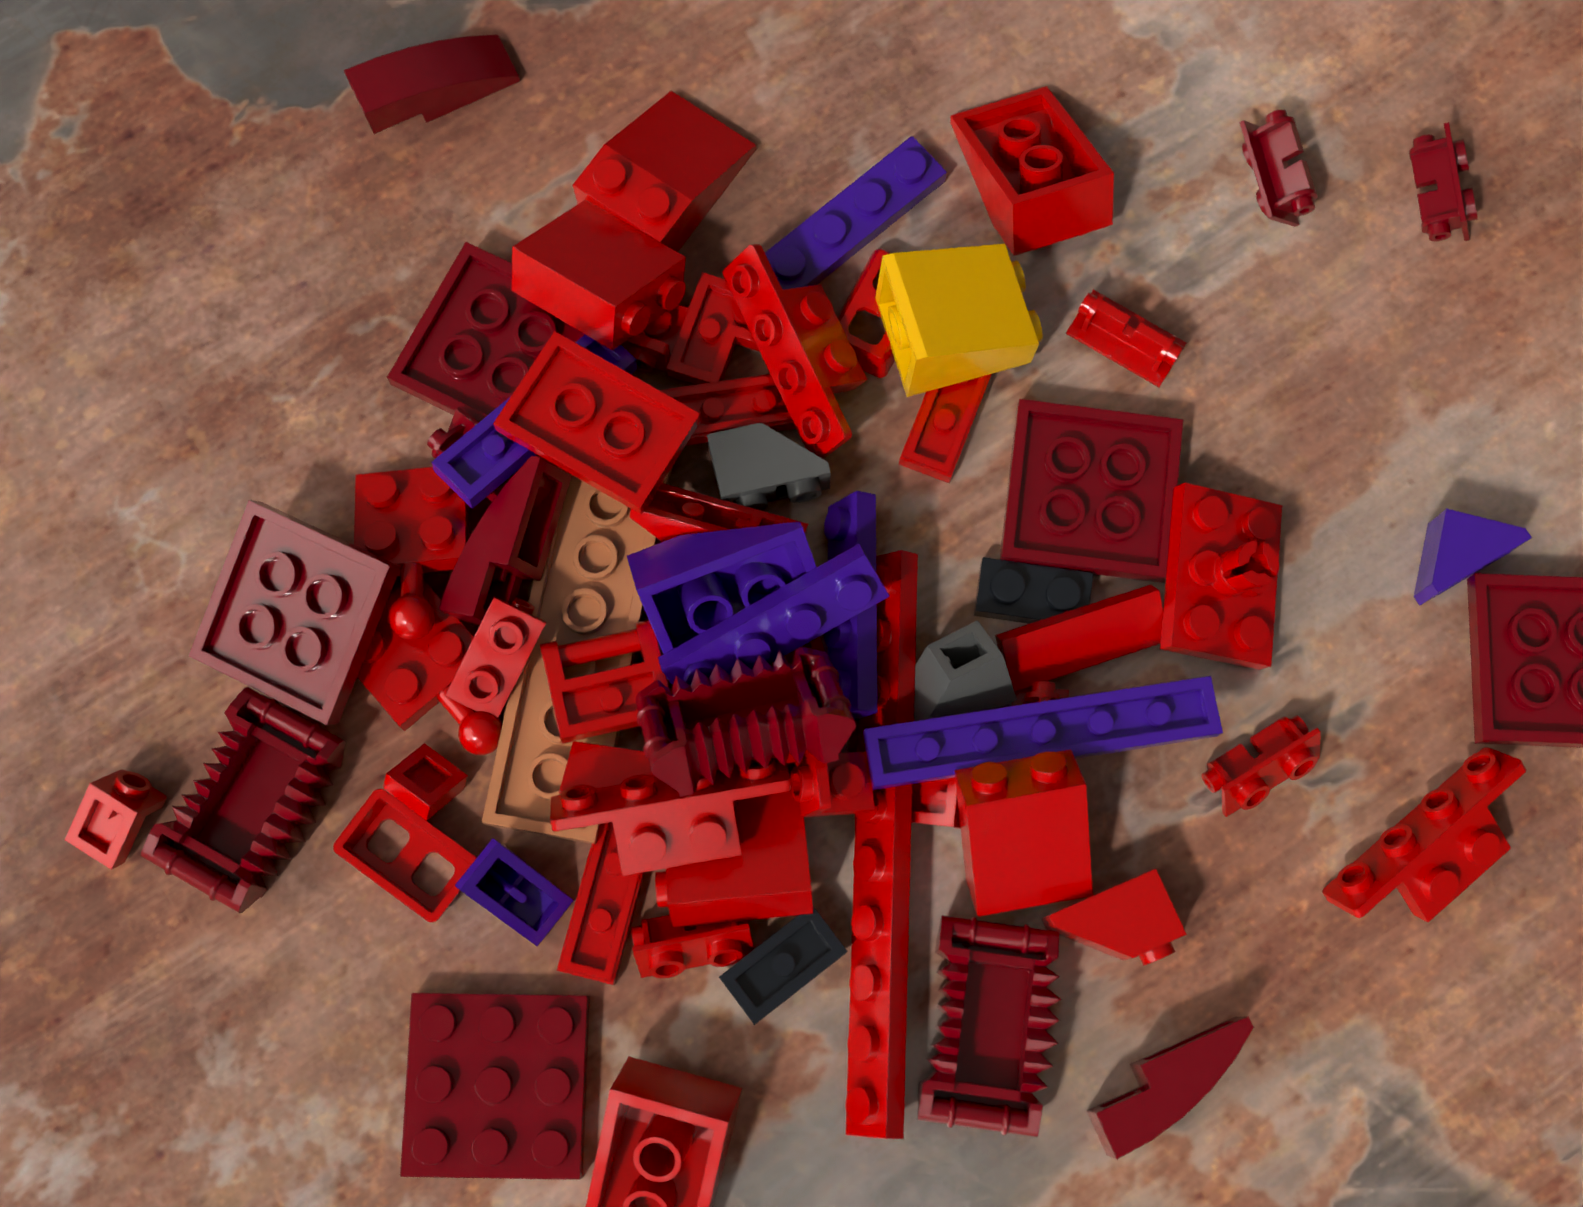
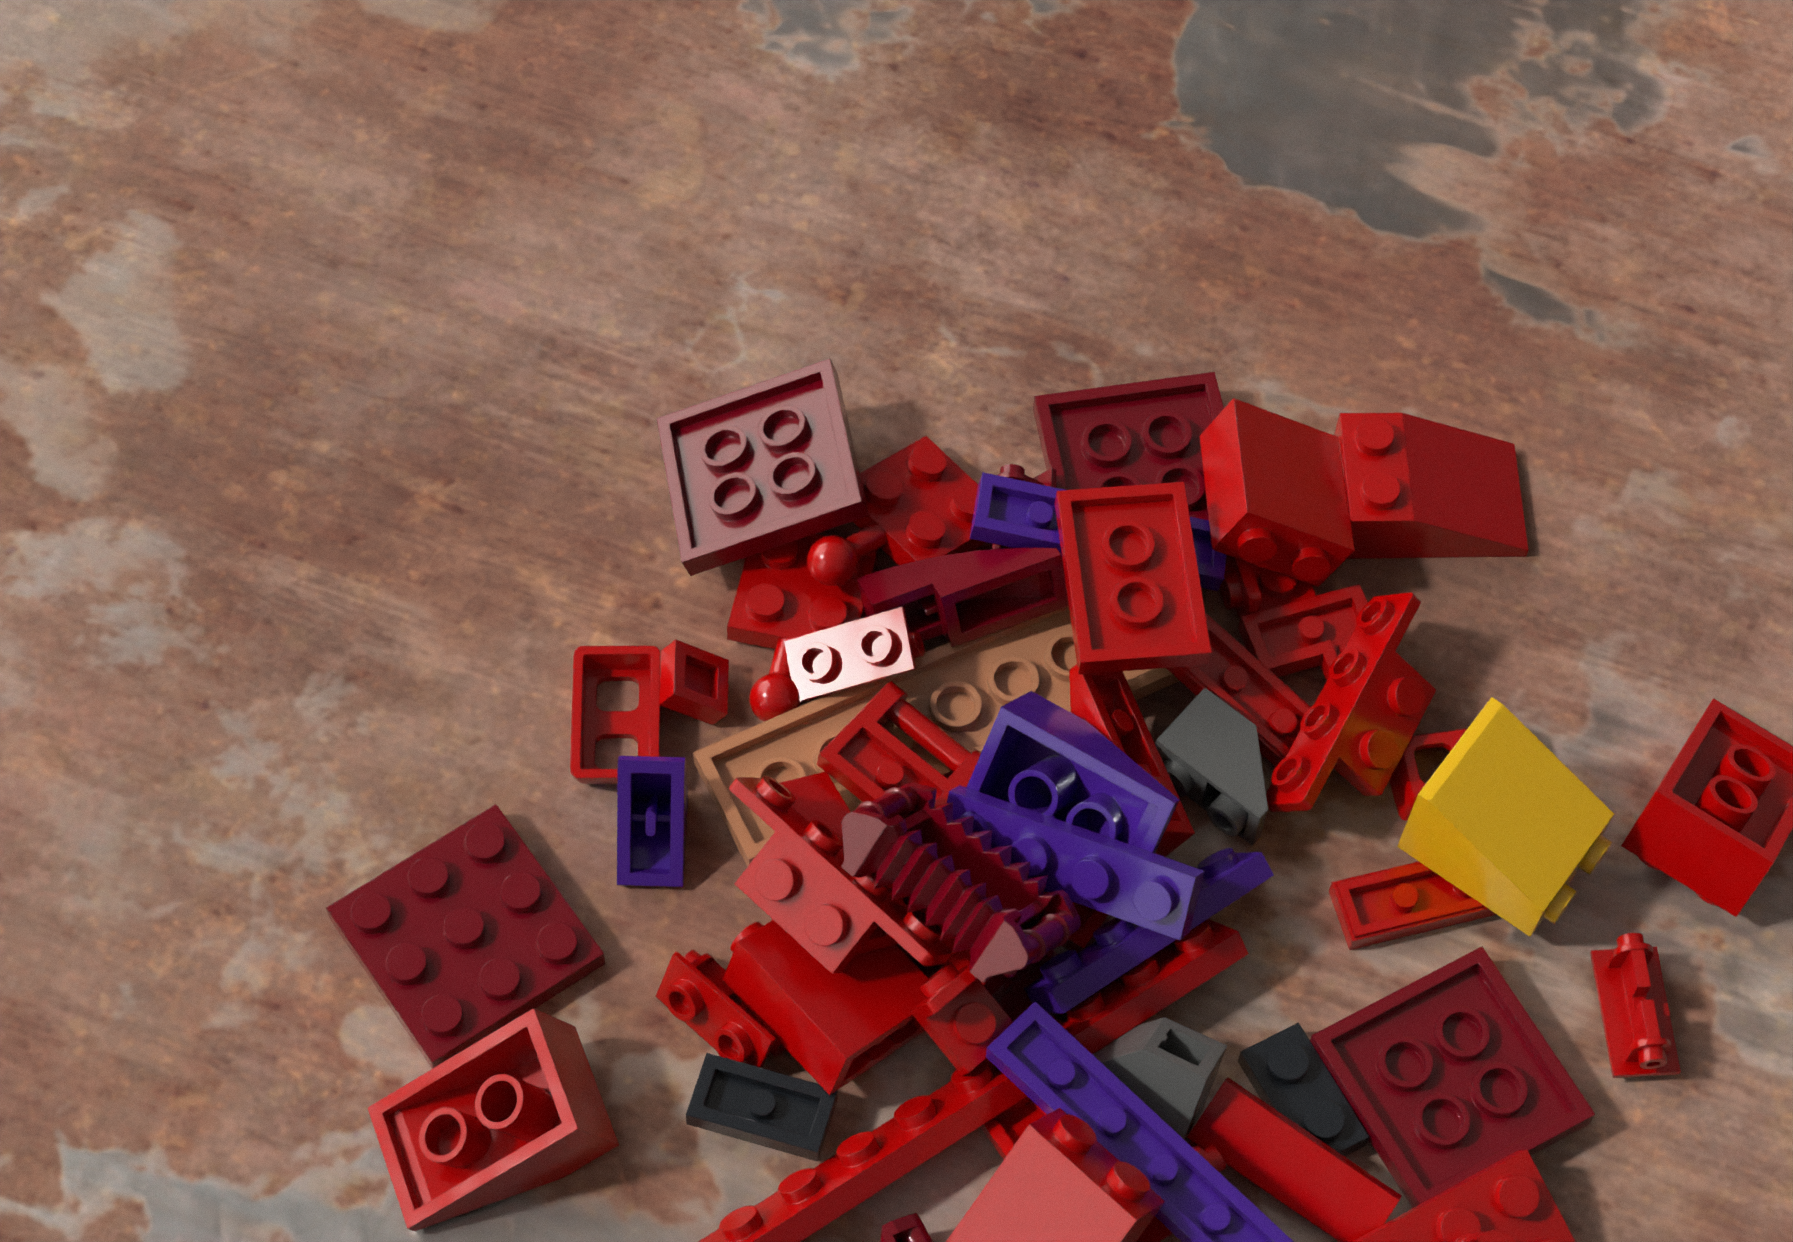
camera: 50 degrees right, 15 degrees down
(113, 816) = (471, 457): red bracket -> none
(248, 803) = (566, 554): dark red piece -> none
(430, 79) = (1340, 241): dark red slope -> none
(601, 913) = (682, 920): red tile -> none
(856, 216) = (1534, 682): dark purple plate -> none

